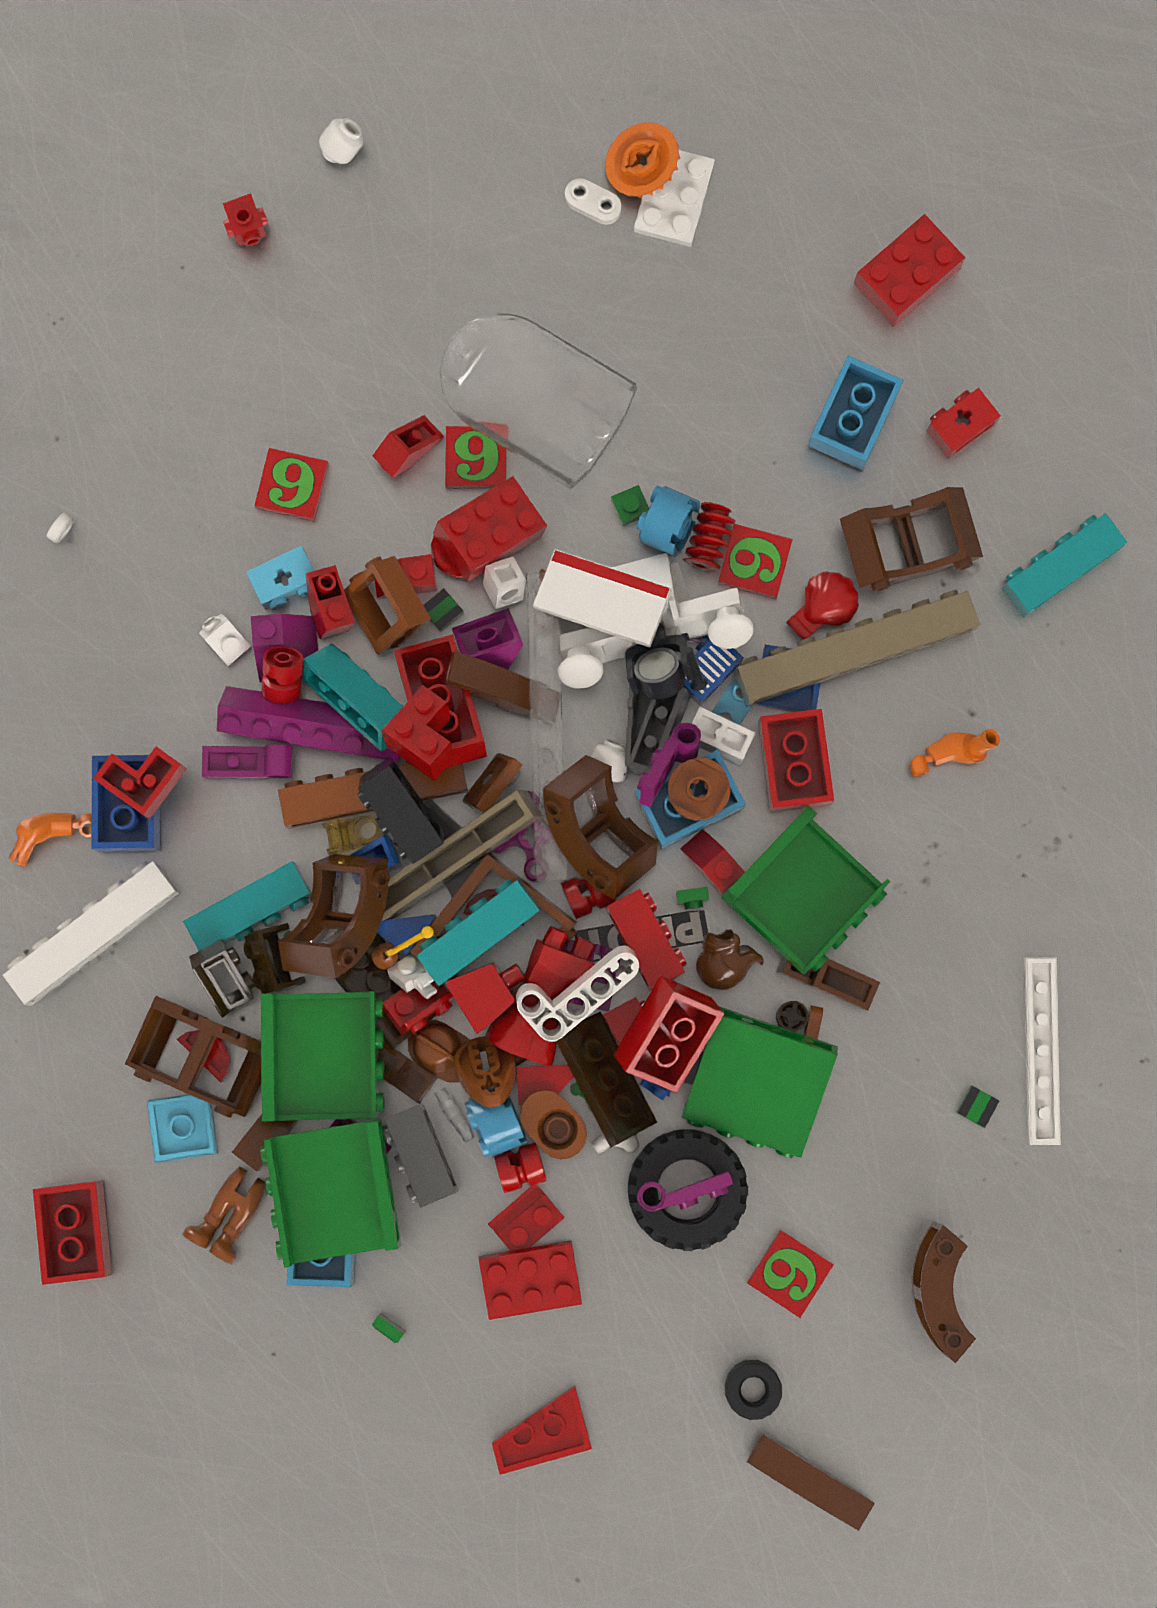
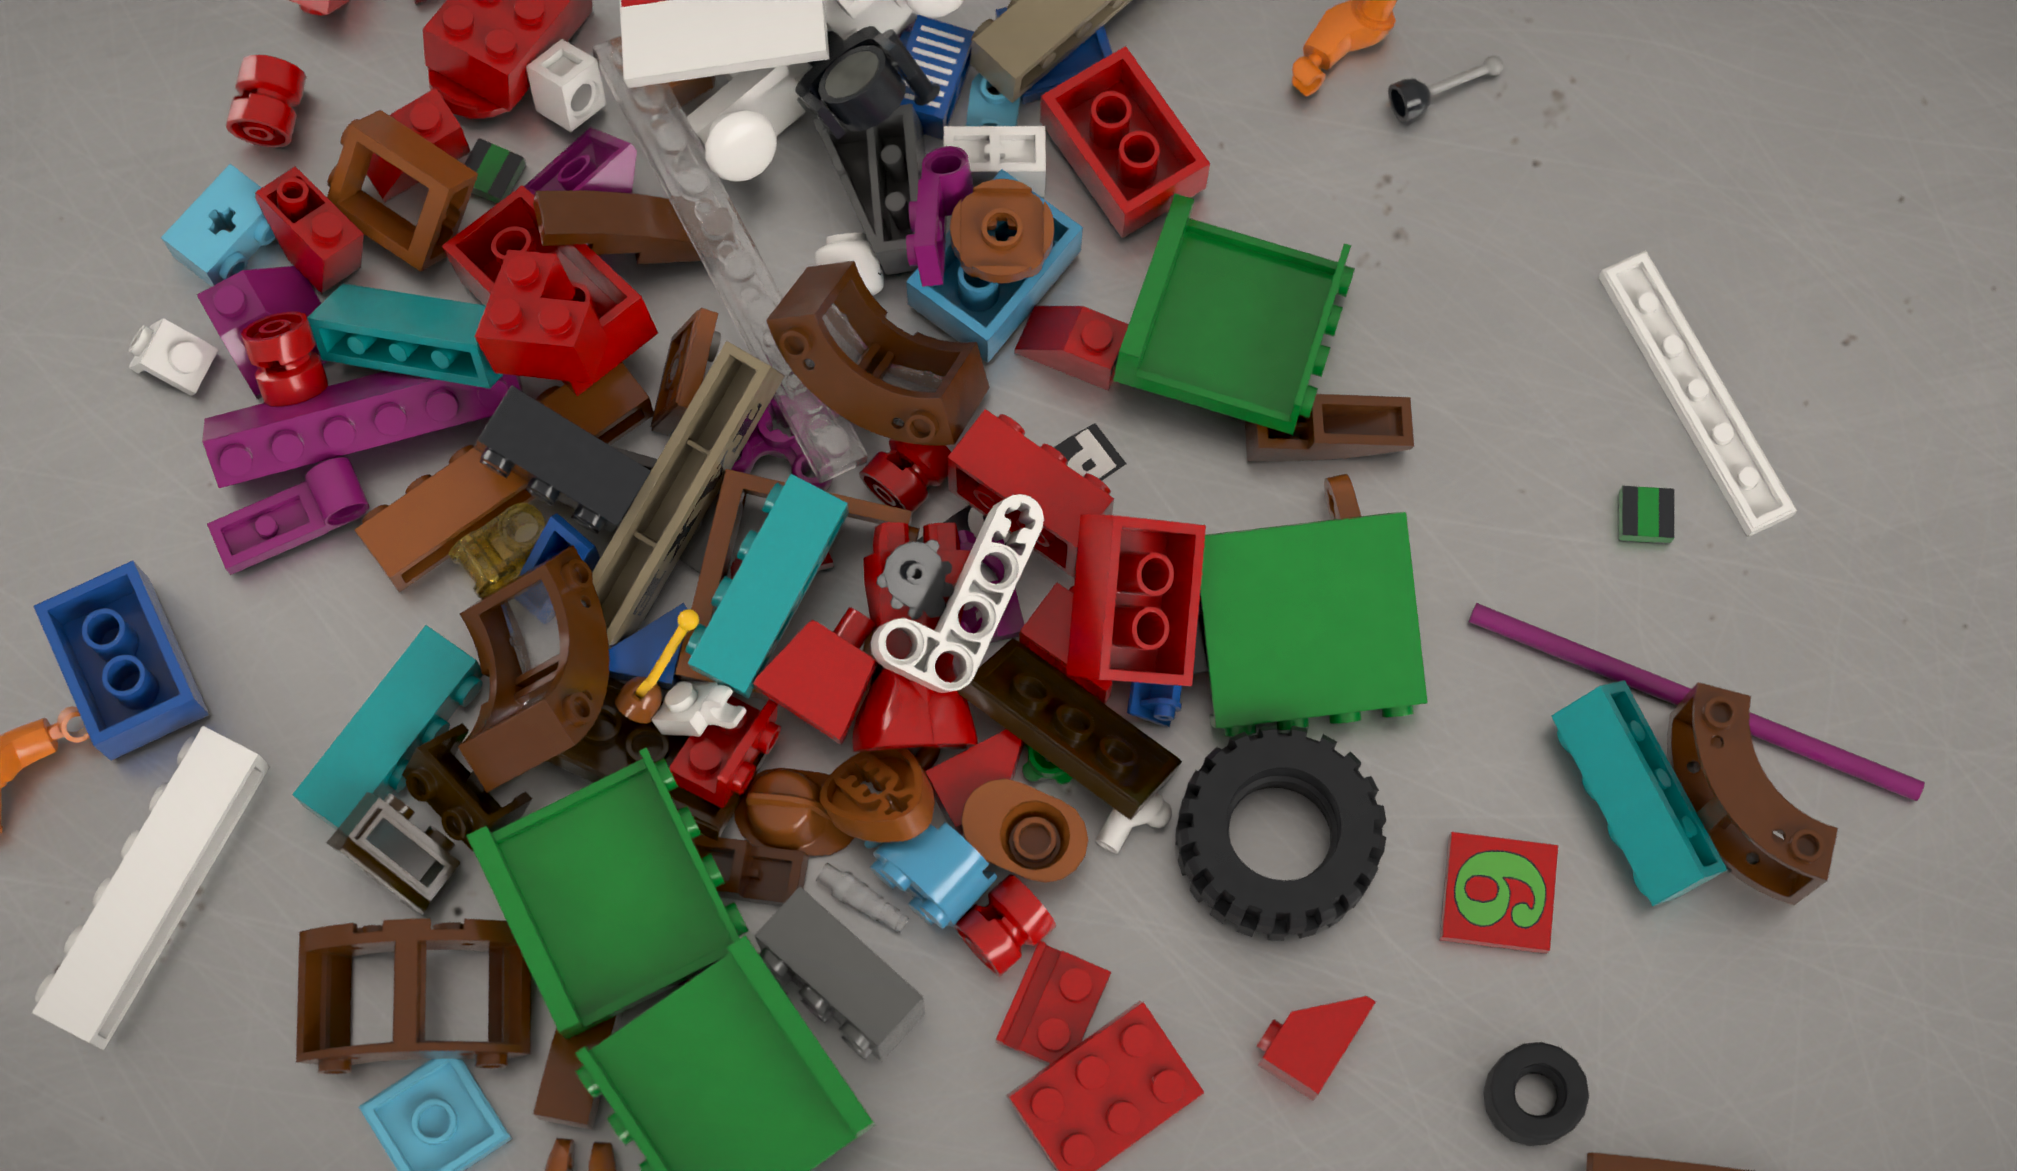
camera: 30 degrees left, 10 degrees down
(141, 788) = (134, 607): red brick -> none
(218, 1059) = (445, 986): red plate -> none
(291, 484) = (176, 95): red tile -> none
(337, 513) = (266, 101): none -> red wheel
(557, 969) = (917, 578): none -> piece
(650, 1306) = (1312, 1043): none -> red slope
(687, 1195) = (1284, 827): magenta plate -> none
(692, 897) = (1068, 405): green plate -> none
(724, 961) = (1163, 471): reddish brown hair -> none
(797, 1016) = (1305, 496): dark brown wheel -> none
(889, 1260) = (1638, 793): none -> teal brick
(949, 1222) = (1675, 692): none -> magenta piece
(972, 806) = (1412, 98): none -> black hinge

